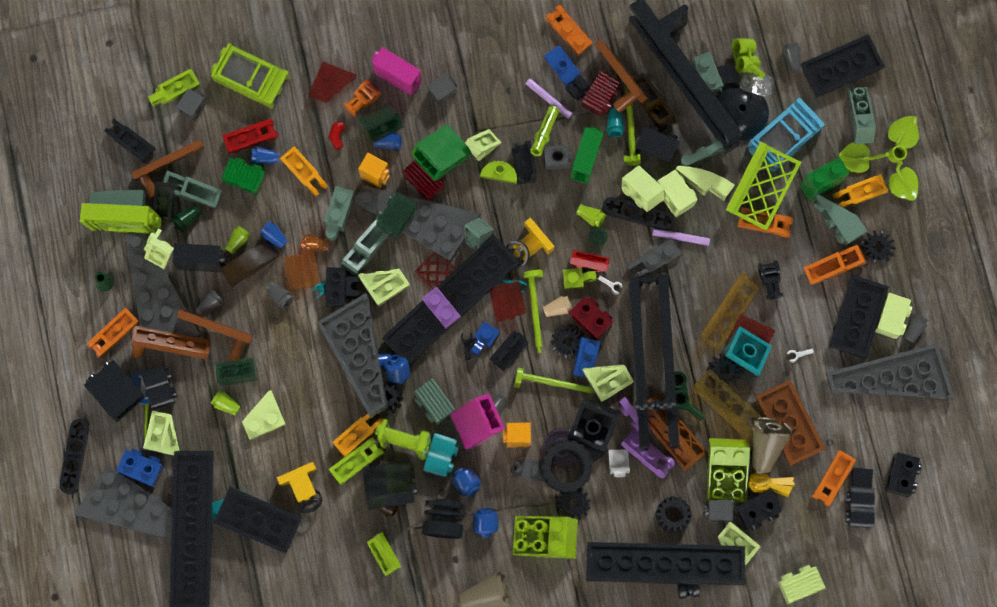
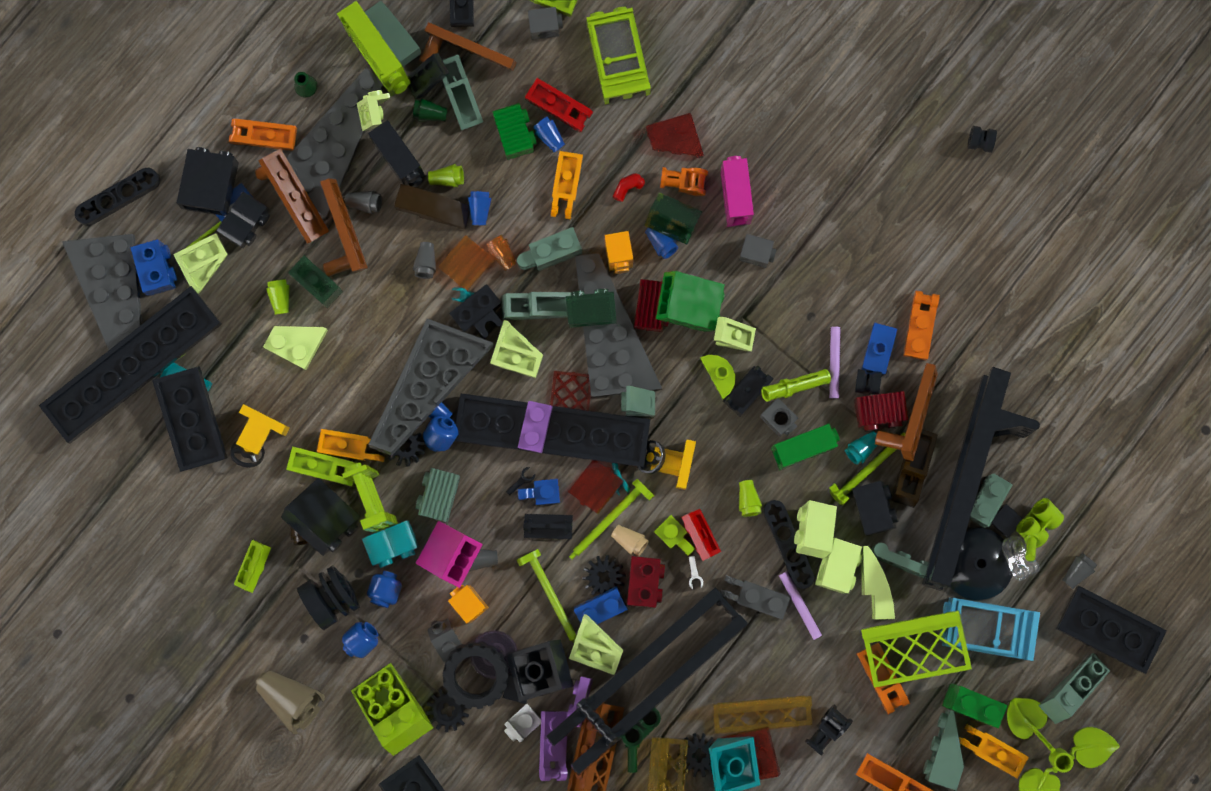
camera: 55 degrees right, 5 degrees up
(597, 236) = (732, 522): clear green plate -> none

